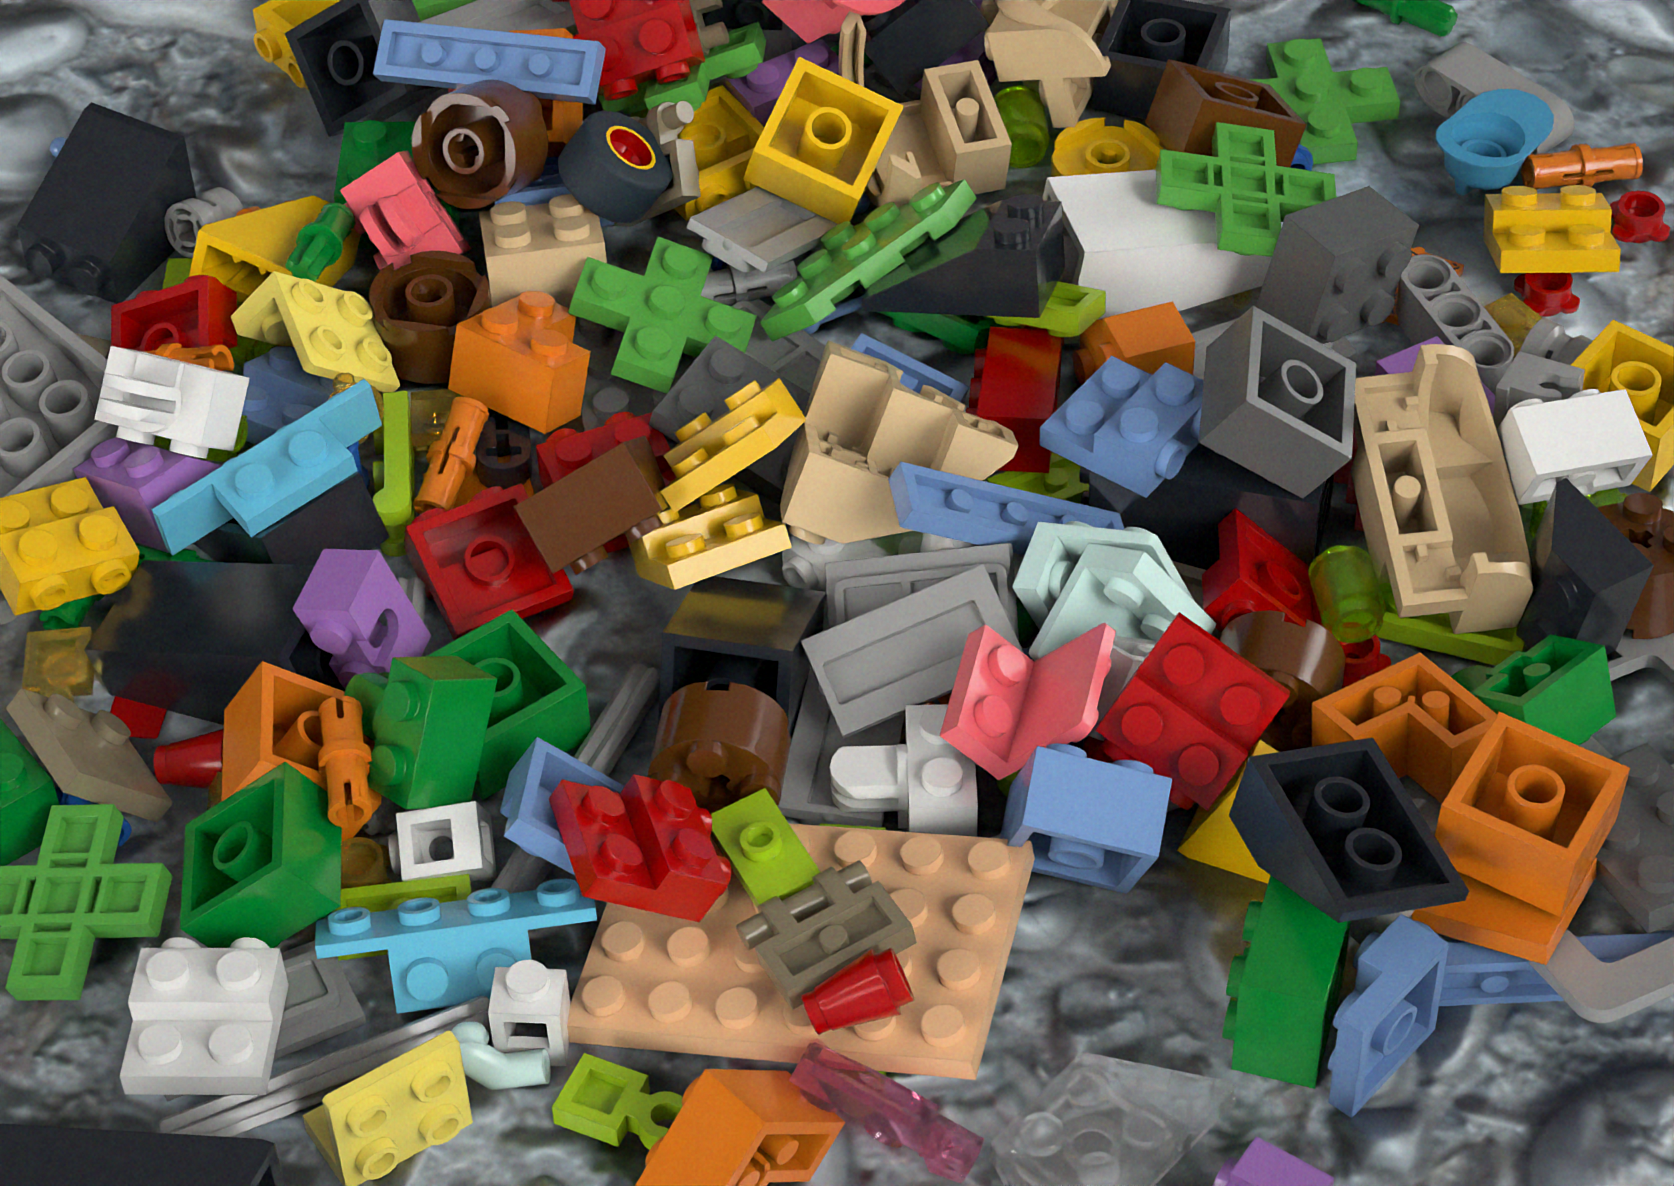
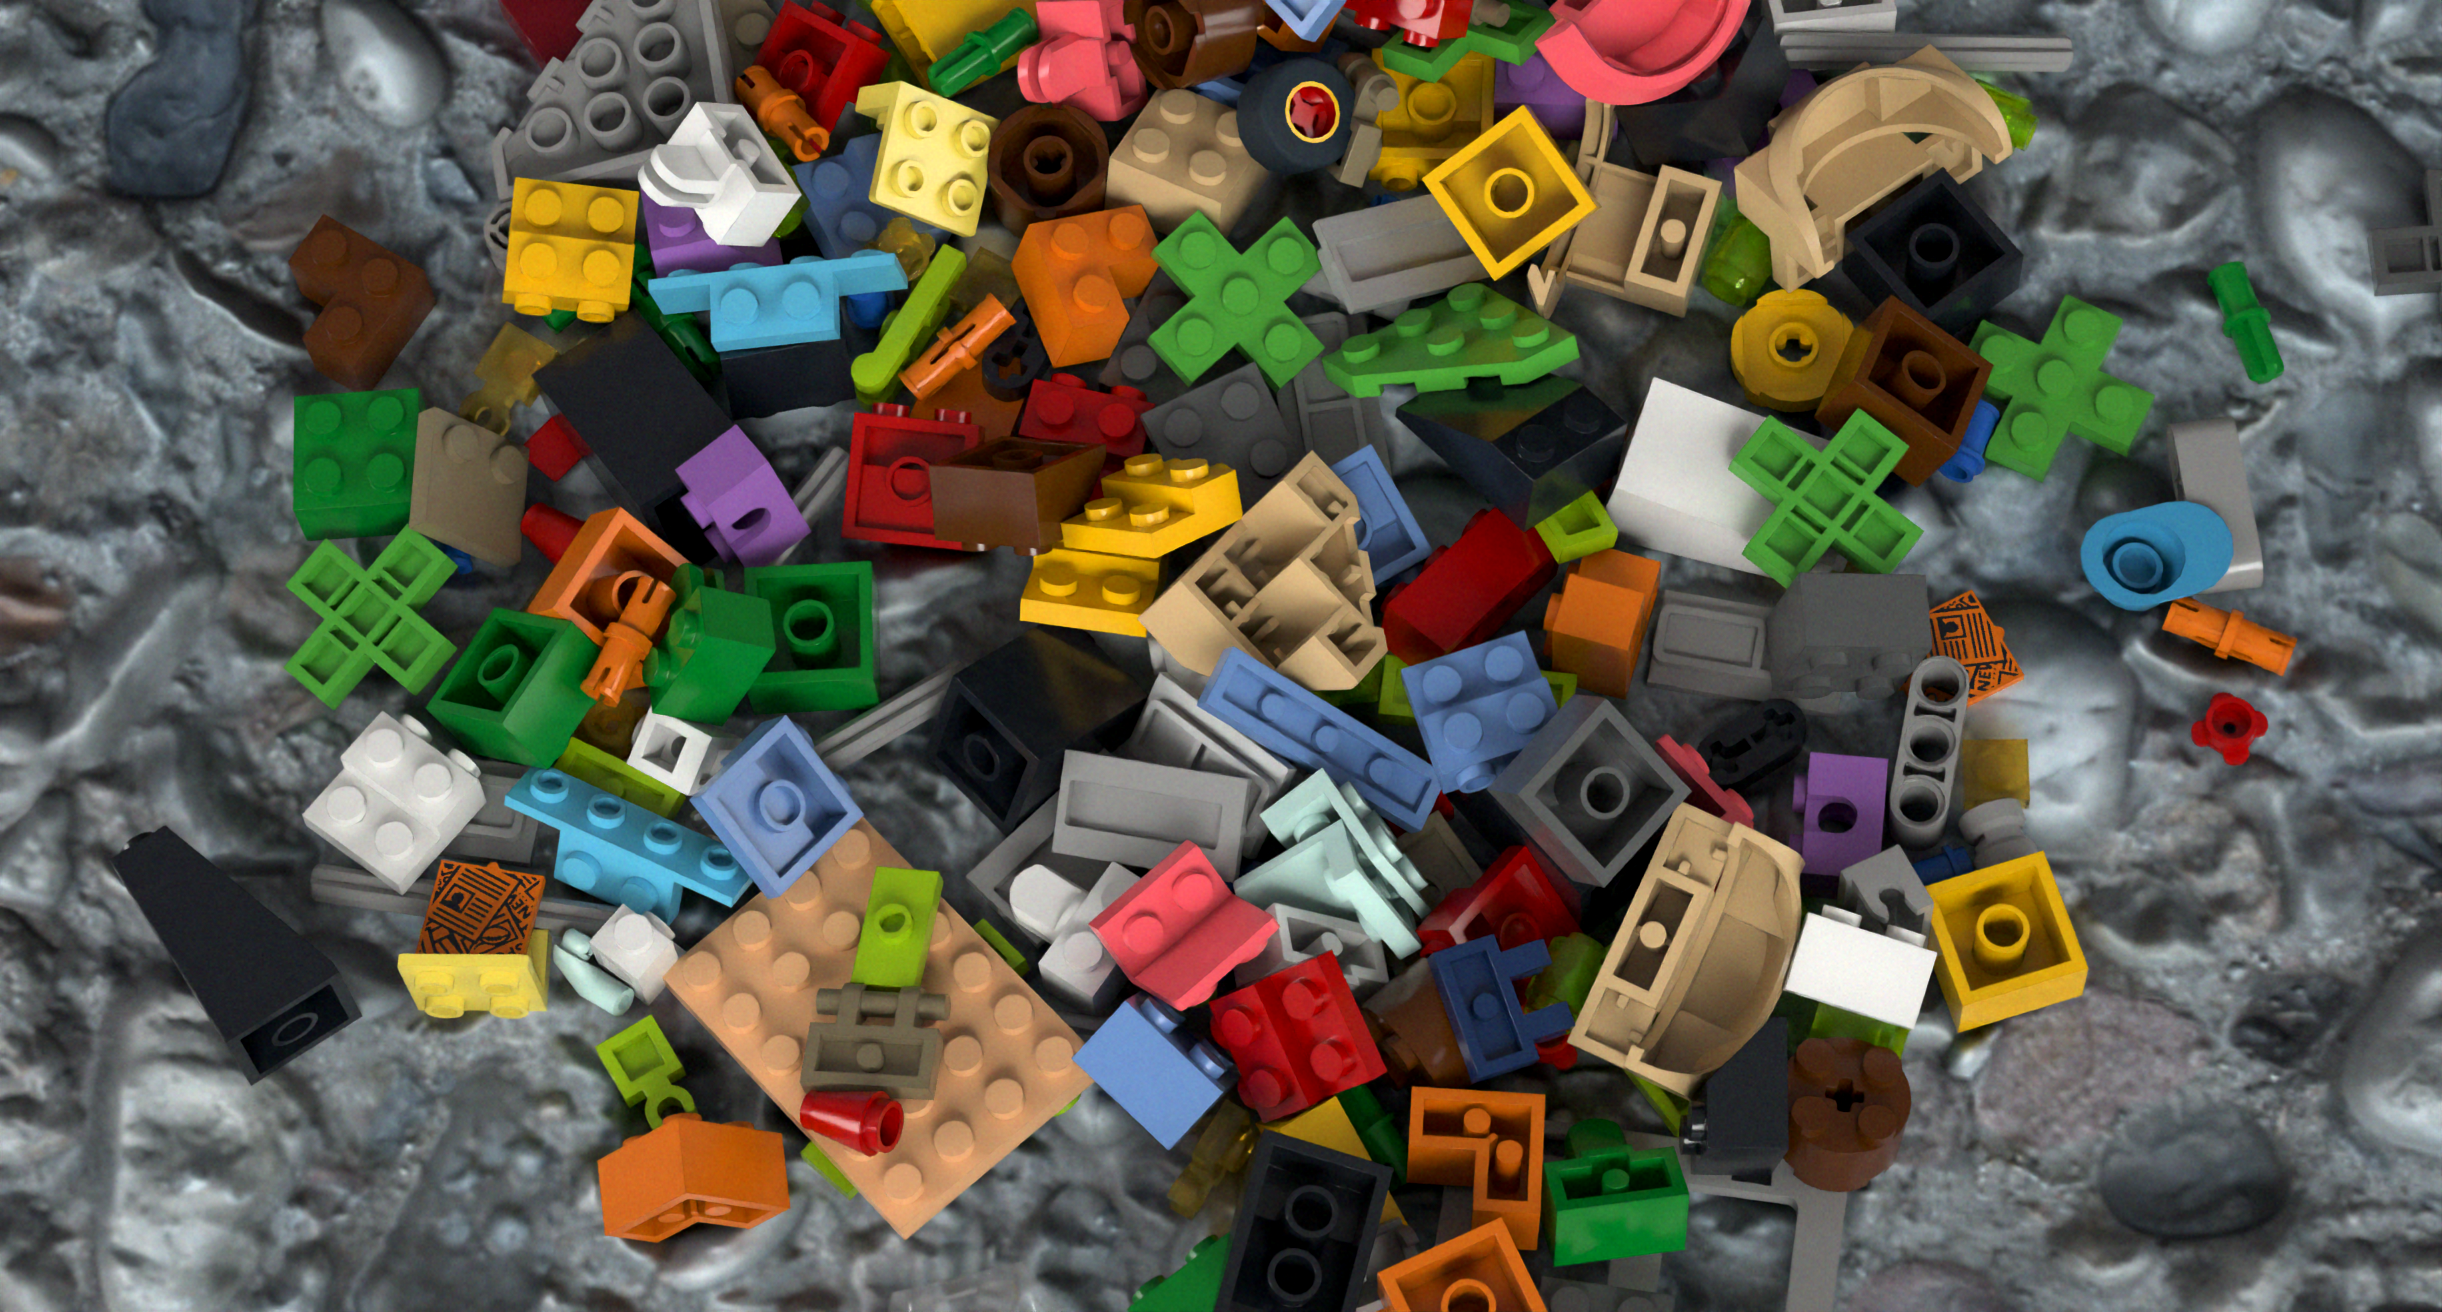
camera: 40 degrees right, 20 degrees up
(346, 1052) = (480, 910): none -> orange piece
(641, 846) = (795, 869): red plate -> none
(722, 744) = (937, 811): reddish brown brick -> none
(888, 1110) = (826, 1215): clear pink hinge -> none
(1174, 874) = (1220, 1149): none -> clear yellow plate
(1324, 607) = (1484, 1007): none -> dark blue plate
(1547, 292) = (2070, 740): red plate -> none
(1550, 231) = (2111, 701): yellow plate -> none

